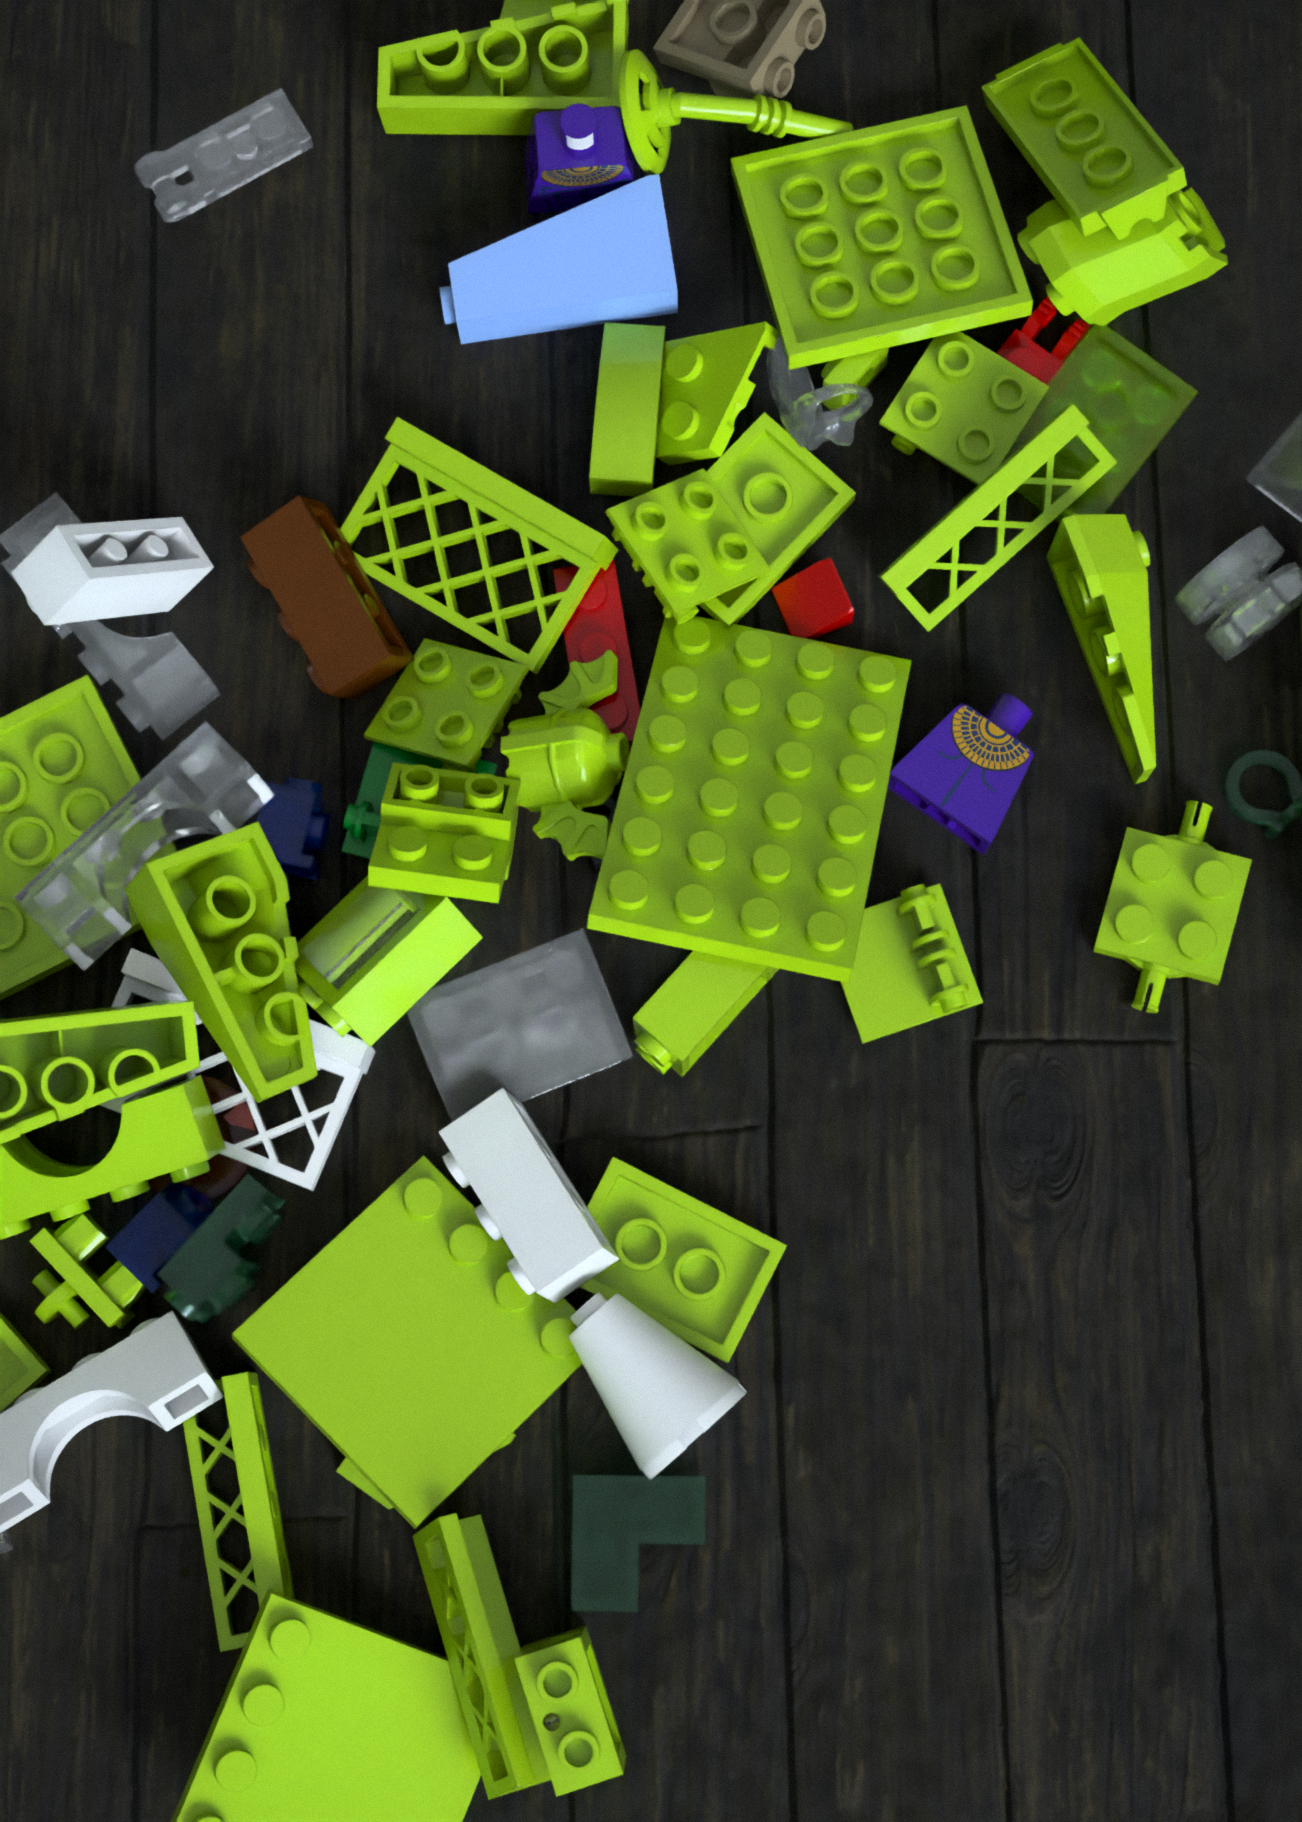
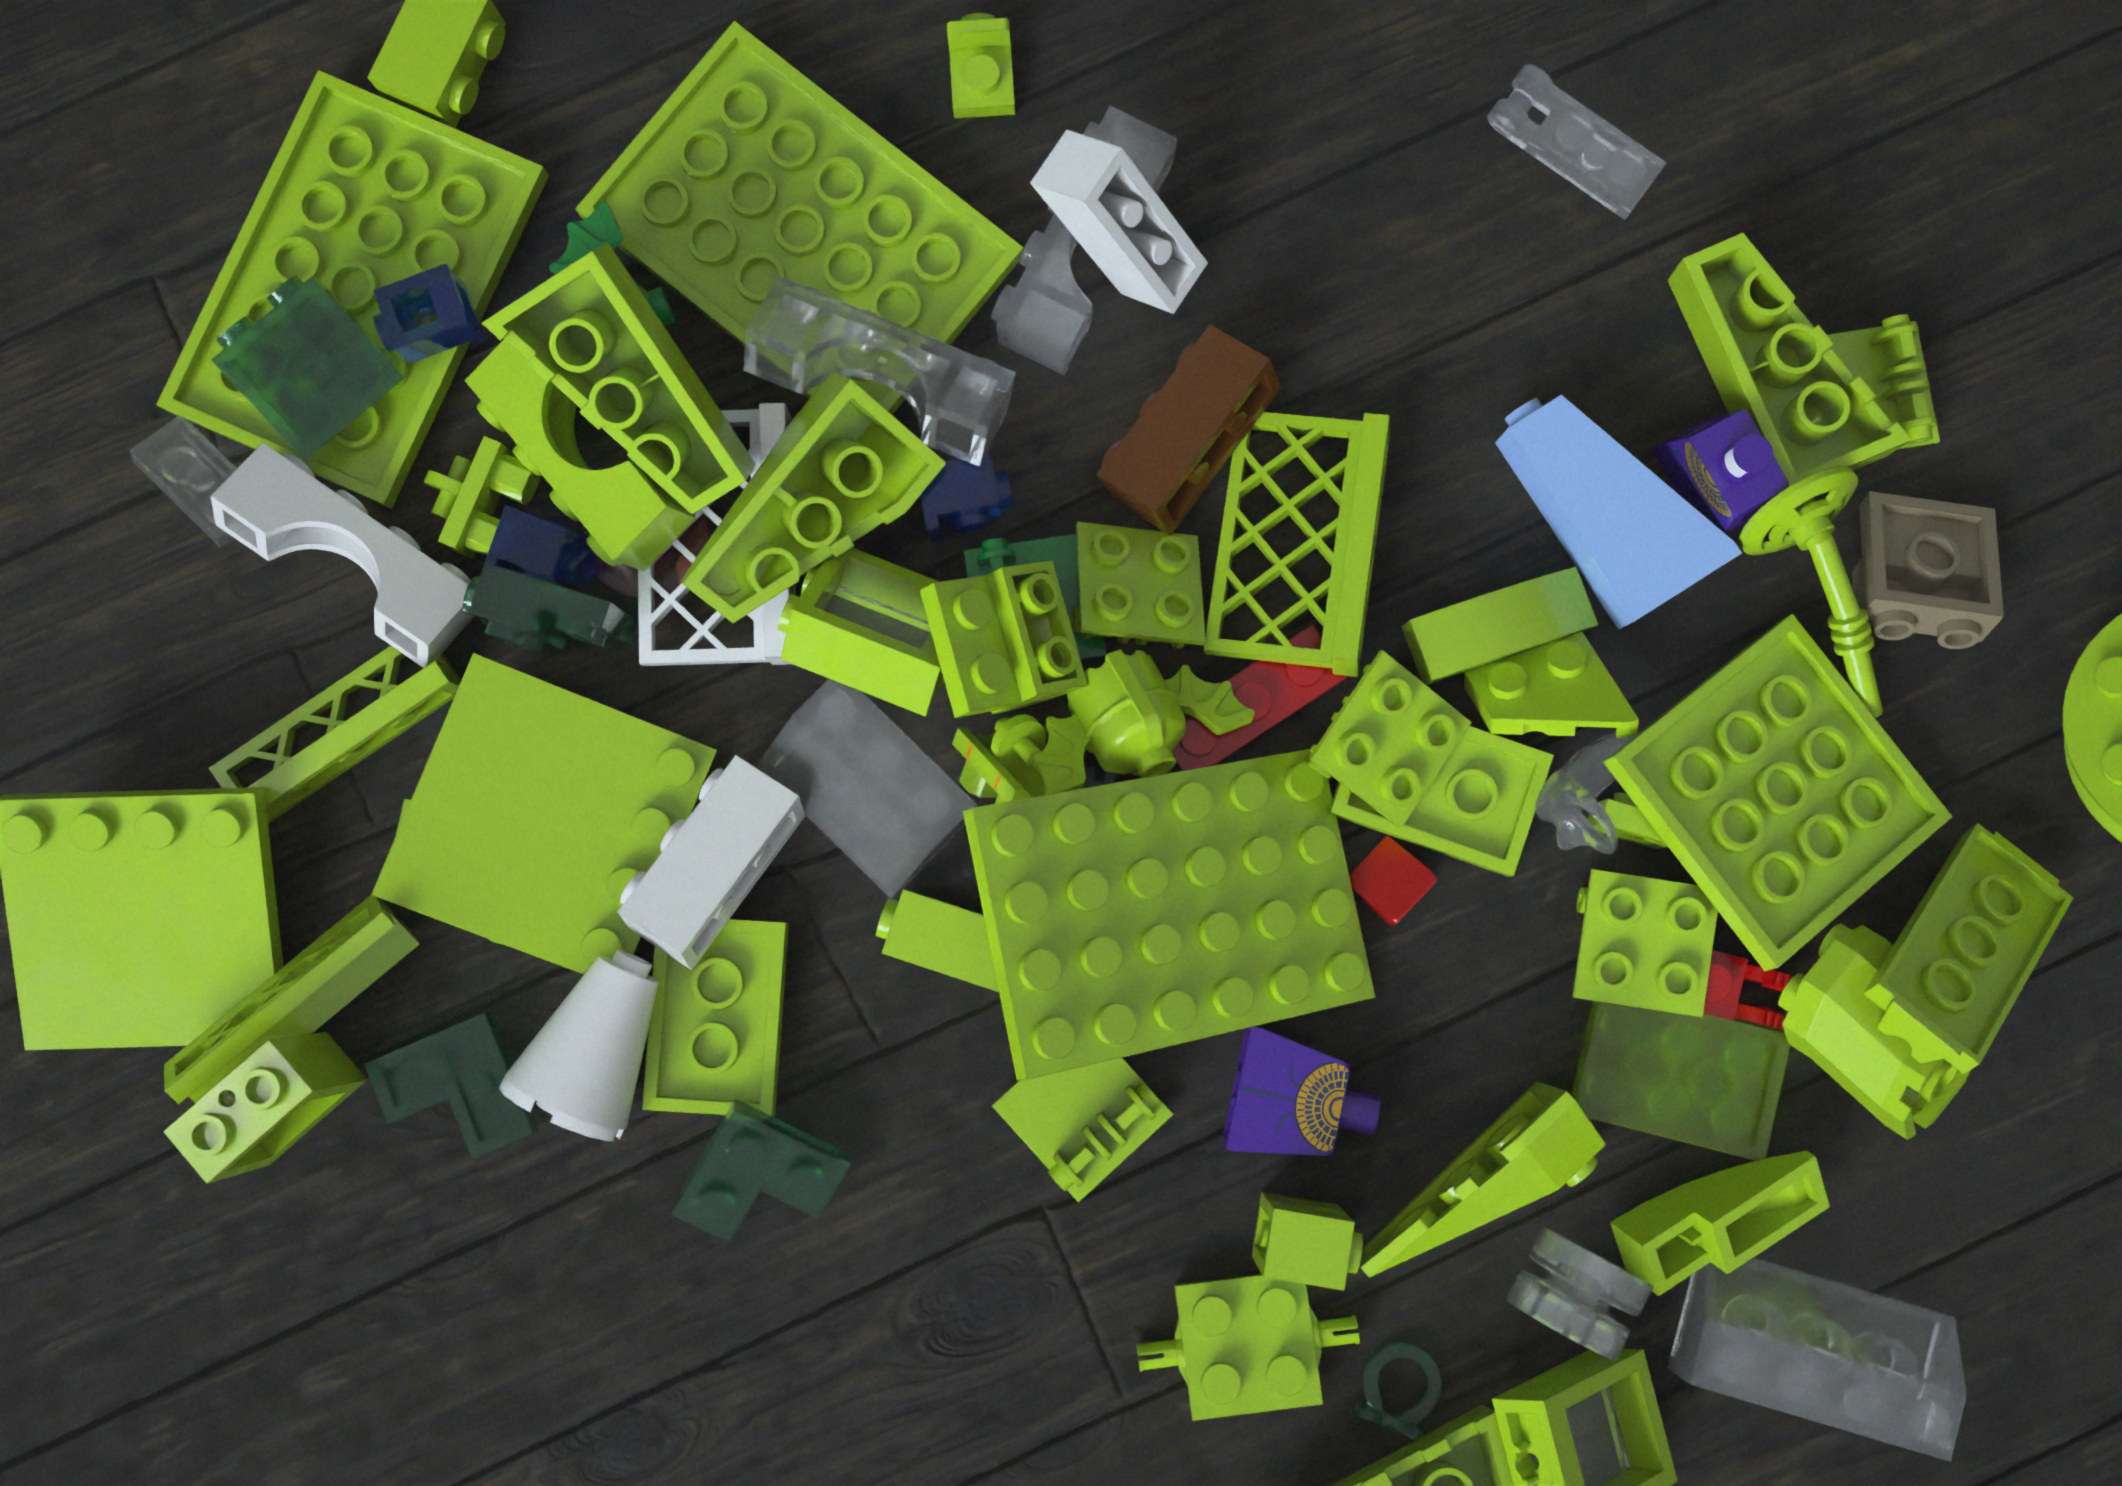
camera: 65 degrees right, 5 degrees up
(551, 889) = (1002, 761): none -> lime hips
(814, 1278) = (756, 1155): none -> clear green plate
(983, 500) = (1560, 1005): lime fence -> none
(1100, 808) = (1305, 1241): none -> lime brick
(1230, 448) = (1719, 1219): none -> lime slope

